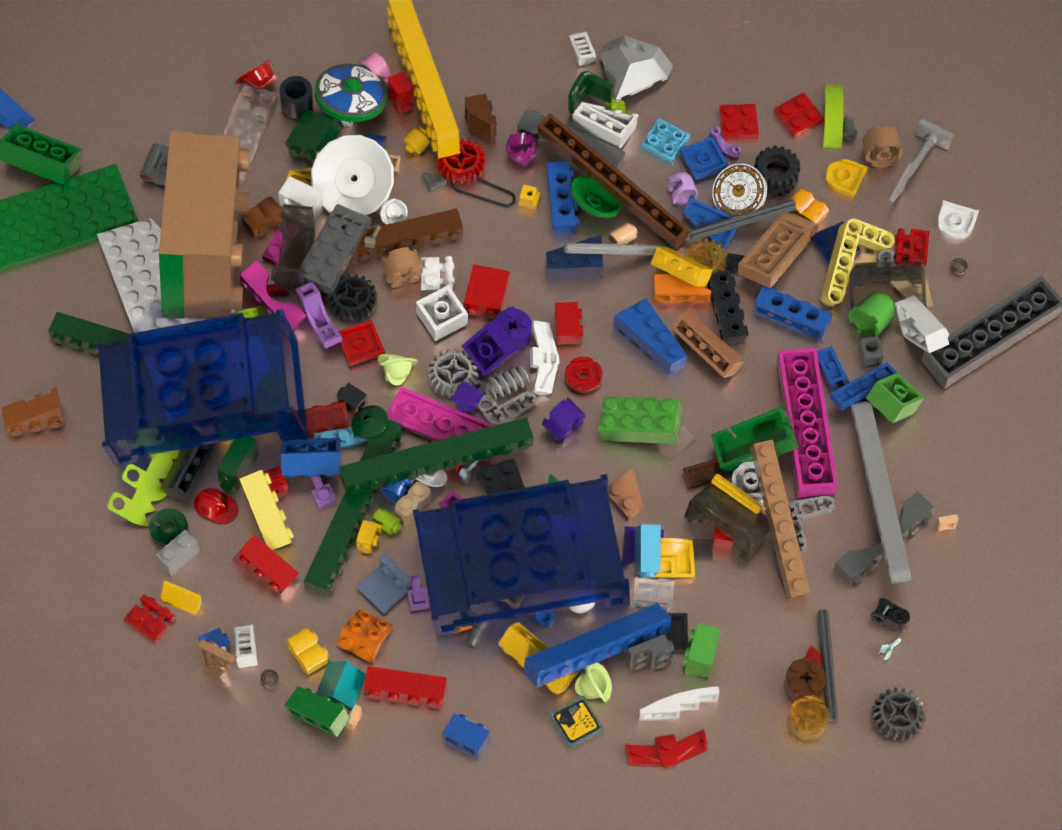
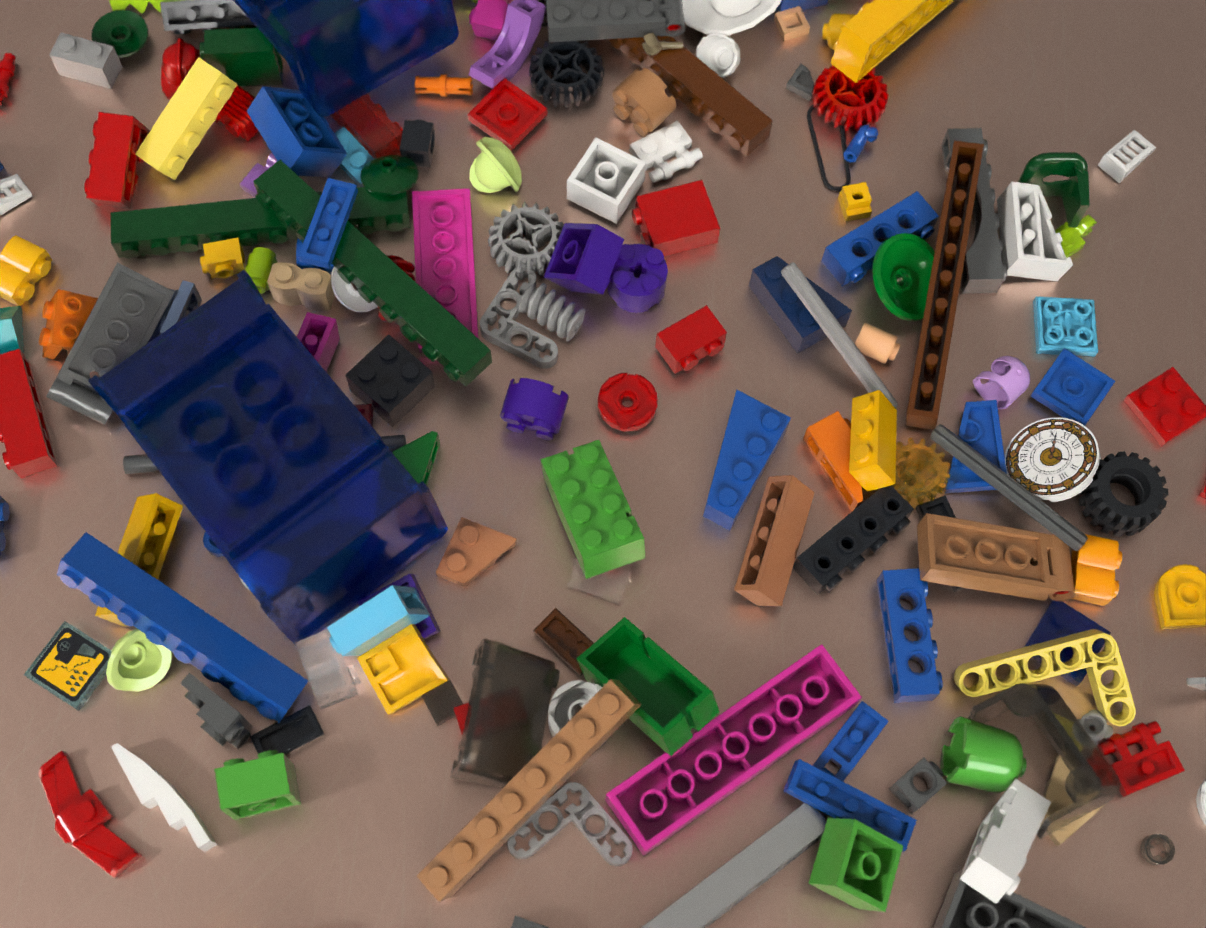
camera: 60 degrees right, 5 degrees up
(180, 598) = (30, 97): yellow slope -> none
(318, 367) = (444, 85): none -> orange pin
(395, 614) = (113, 332): none -> dark grey hinge
(401, 457) = (328, 223): none -> blue plate
(464, 474) = (385, 328): light aqua hand -> none
(467, 397) = (496, 271): dark purple brick -> none
(480, 118) = (928, 80): reddish brown slope -> none
(493, 177) = (858, 142): none -> blue arm
(521, 148) = (919, 153): magenta hair -> none
(544, 358) = (620, 339): white plate -> none
(633, 65) = (1147, 226): light grey wedge -> none
(733, 151) = (1111, 407): medium lavender arm -> none
(737, 494) = (542, 703): yellow axle -> none

